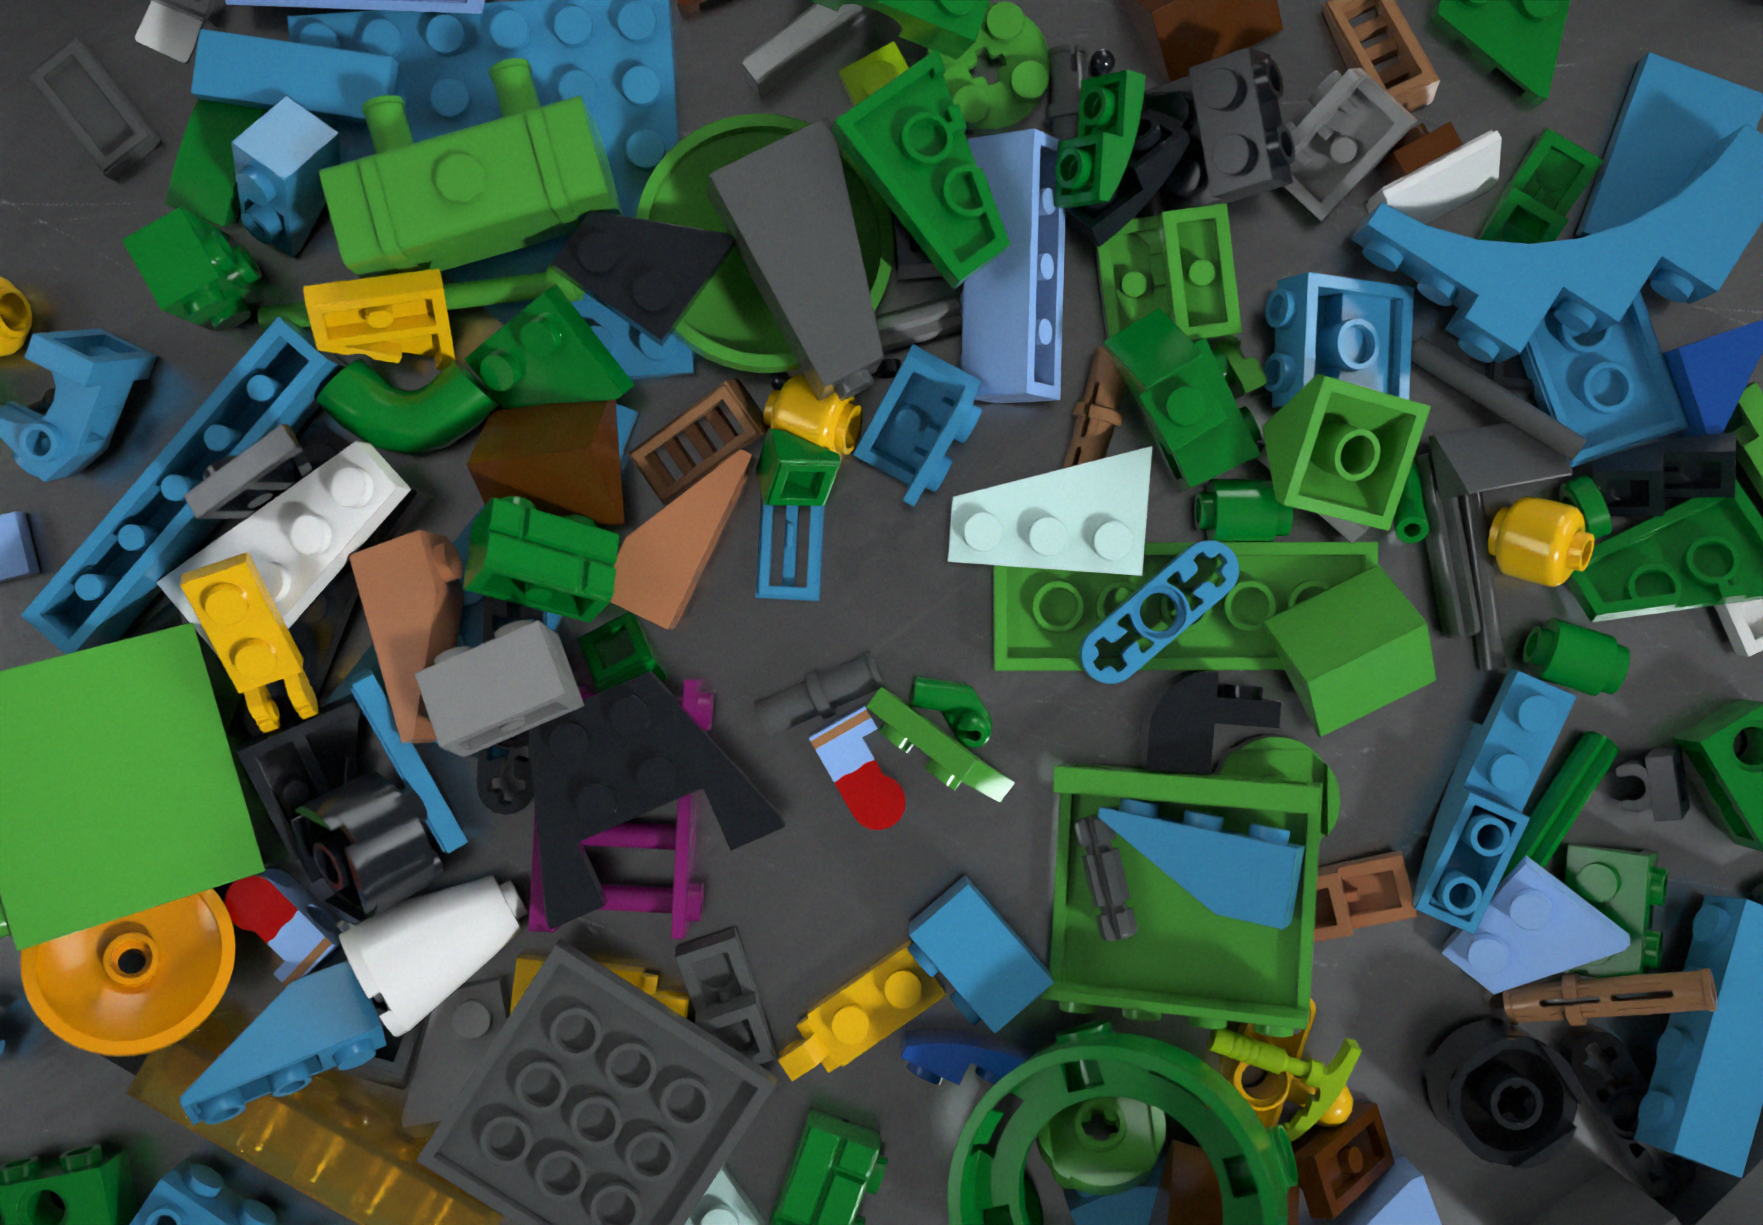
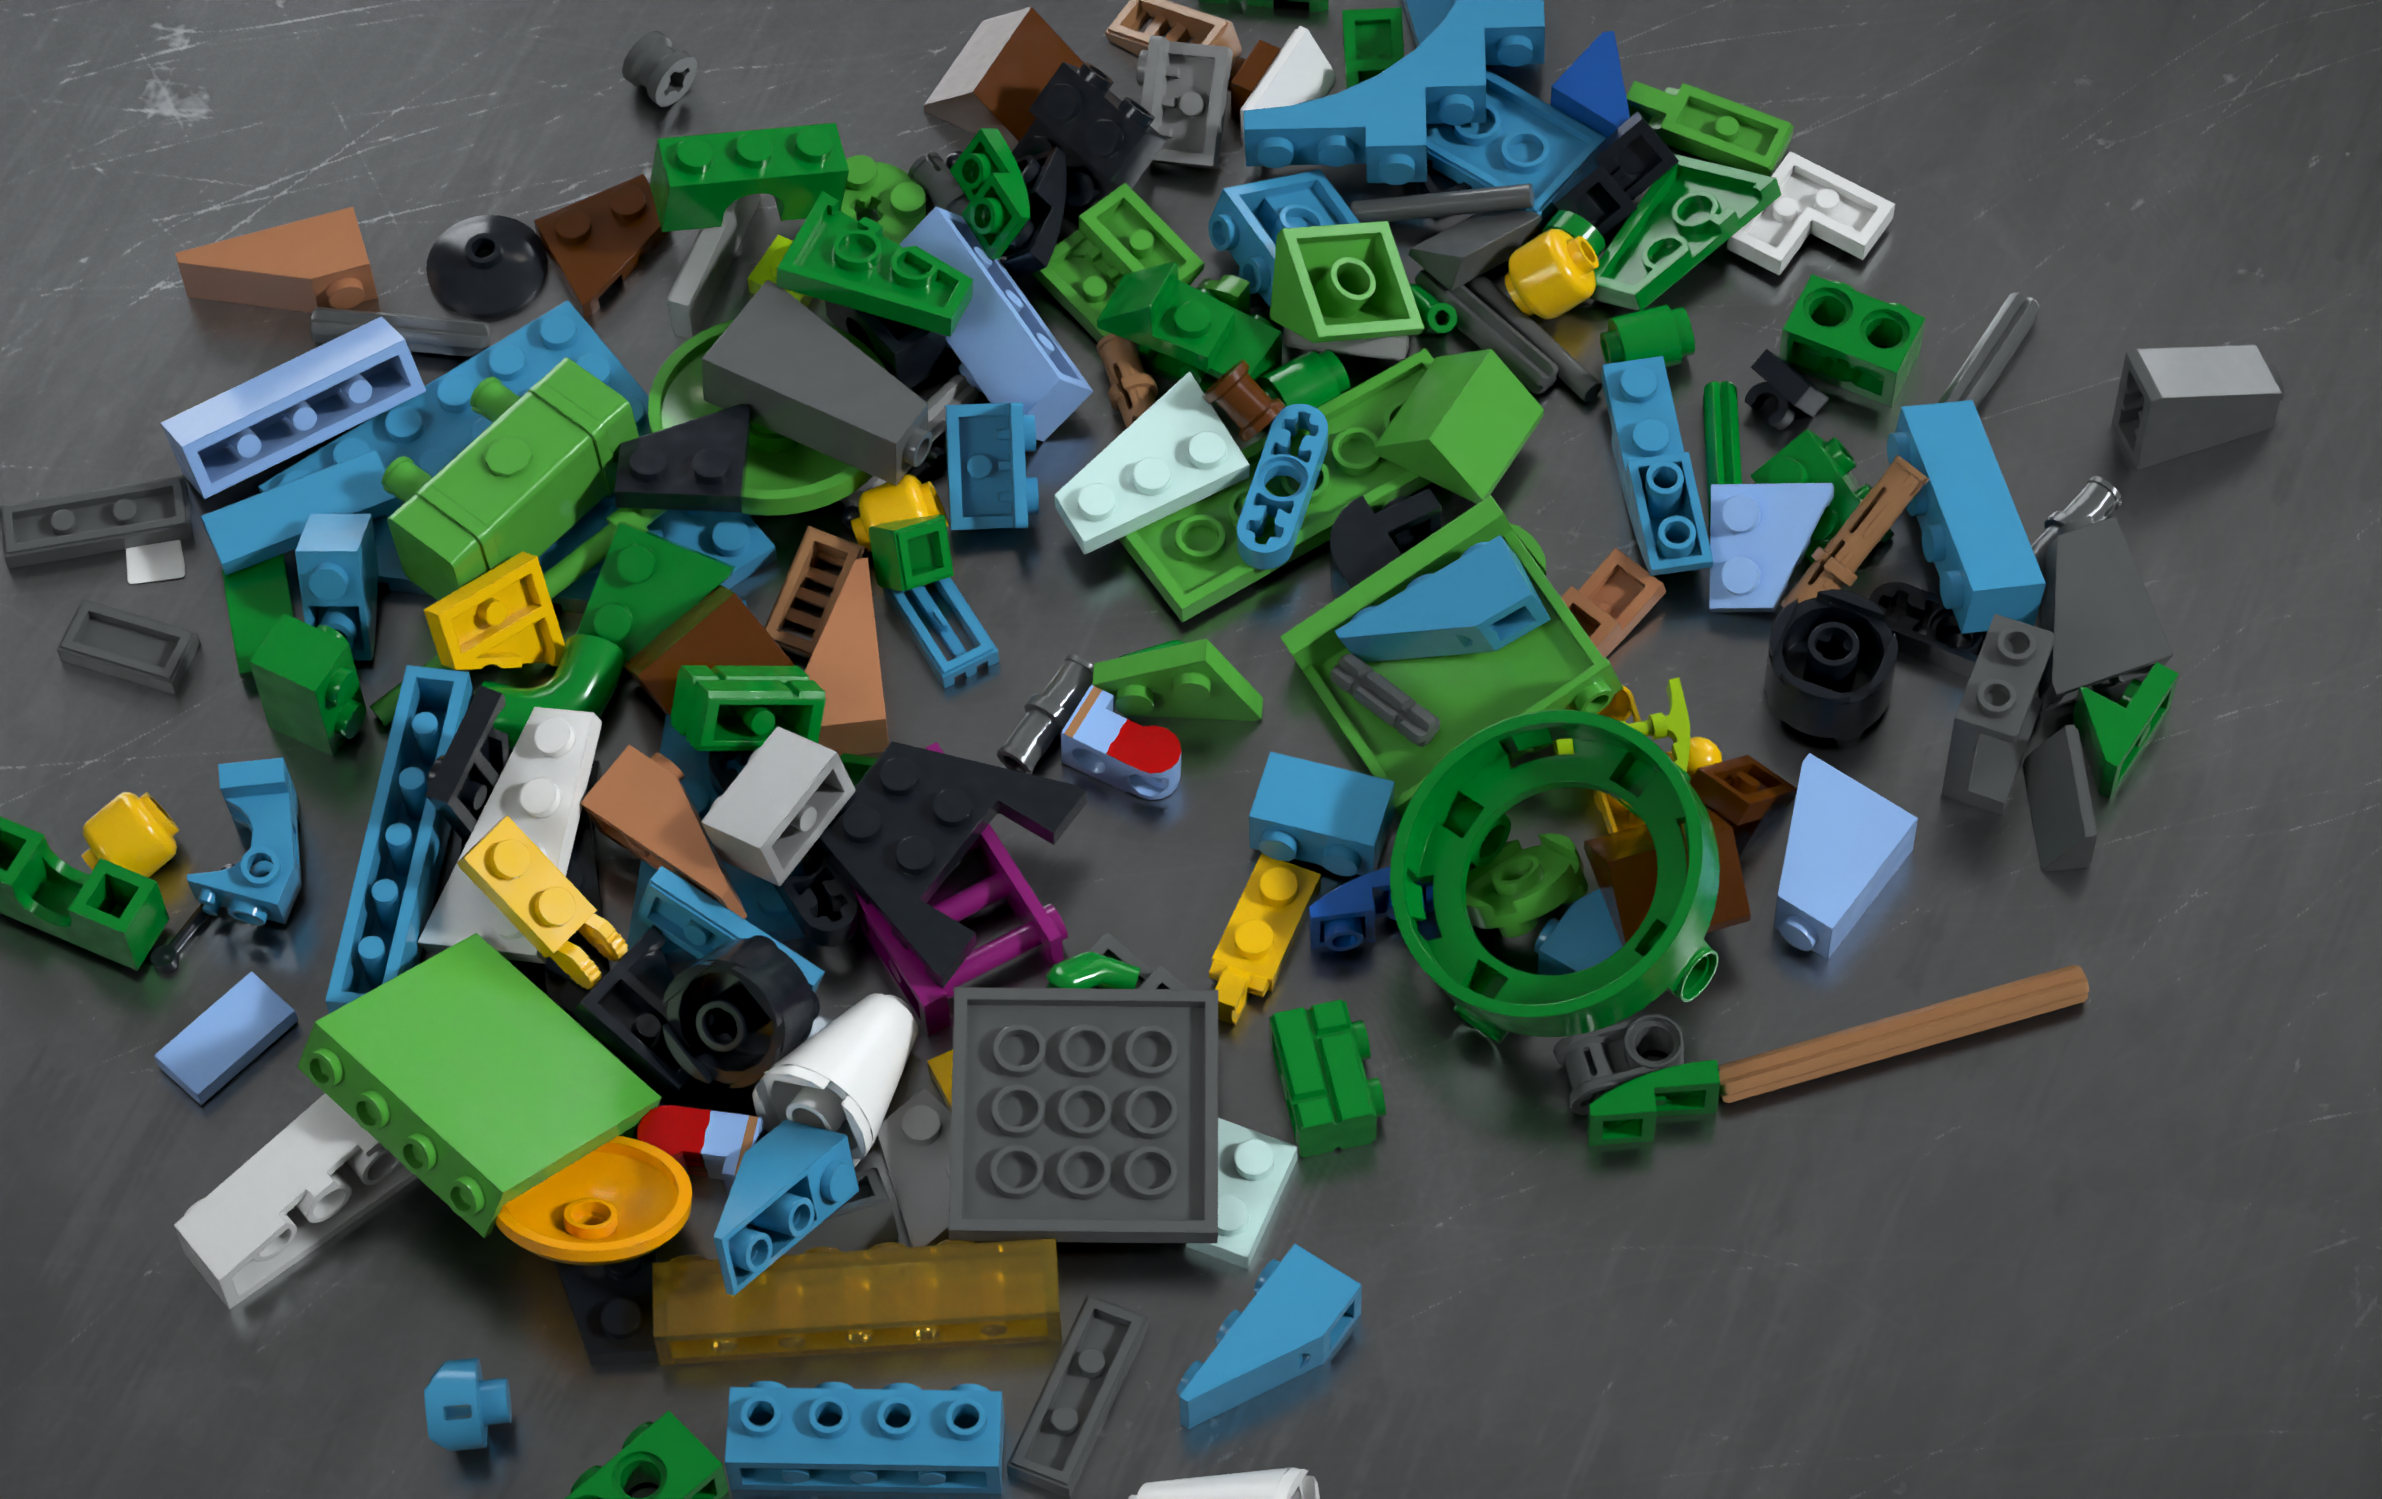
camera: 25 degrees left, 30 degrees down
(688, 975) = (1092, 970): none -> green arm
(1177, 512) = (1243, 400): none -> reddish brown bush

